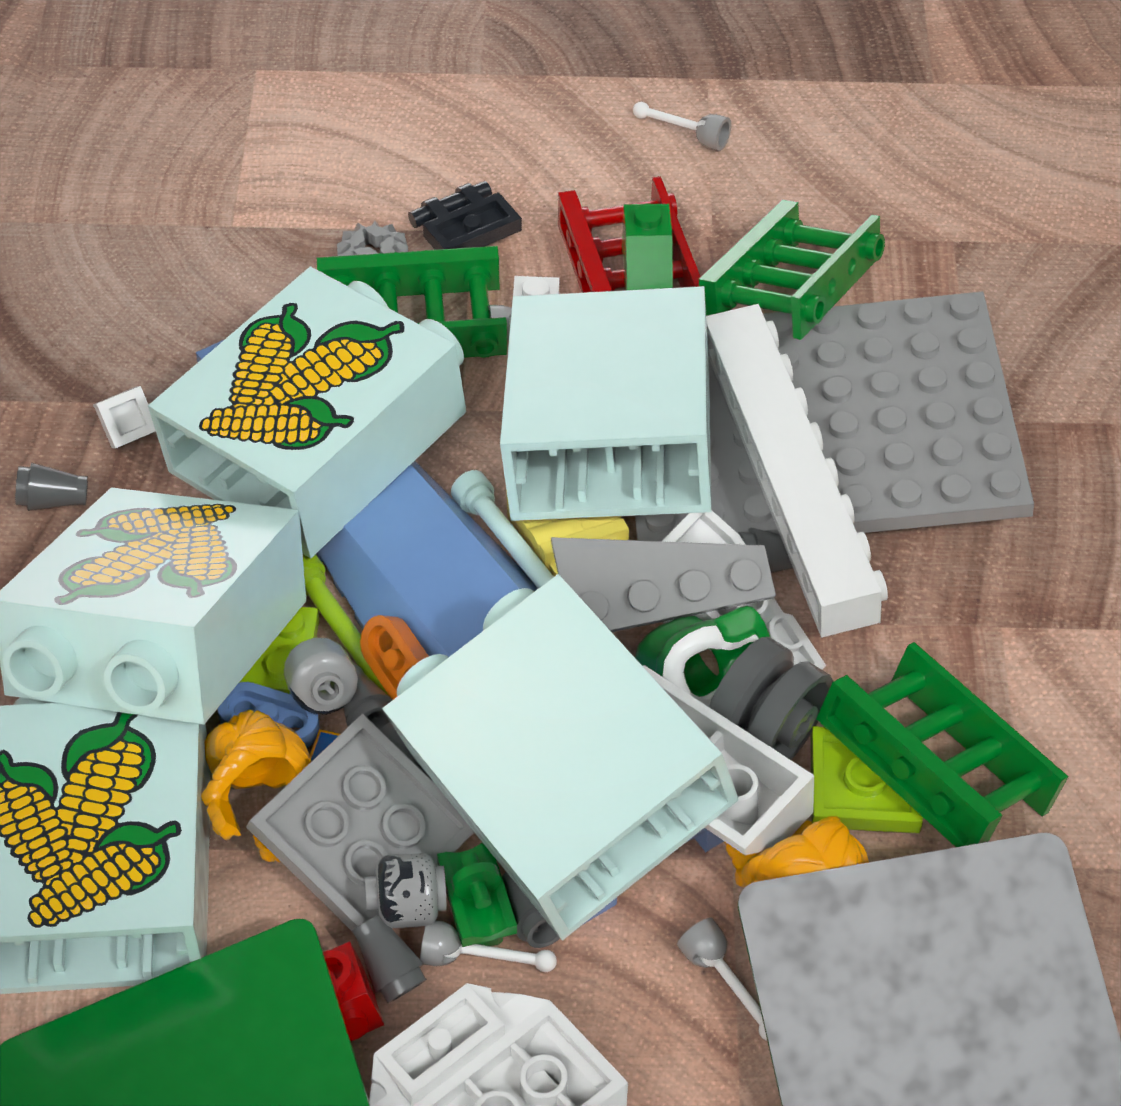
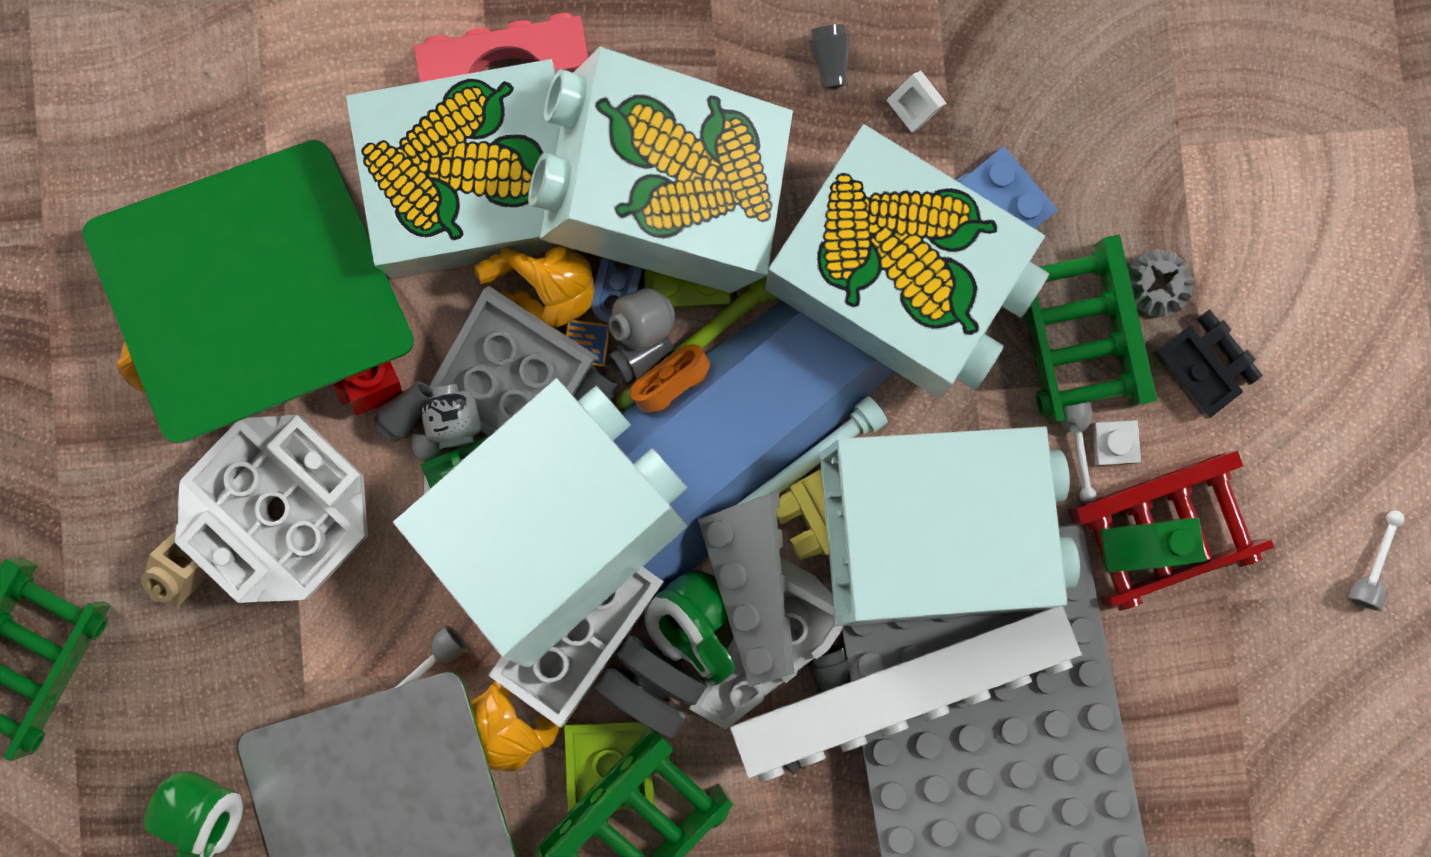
camera: 85 degrees right, 35 degrees up
(775, 242) = (1189, 657): green fence -> none

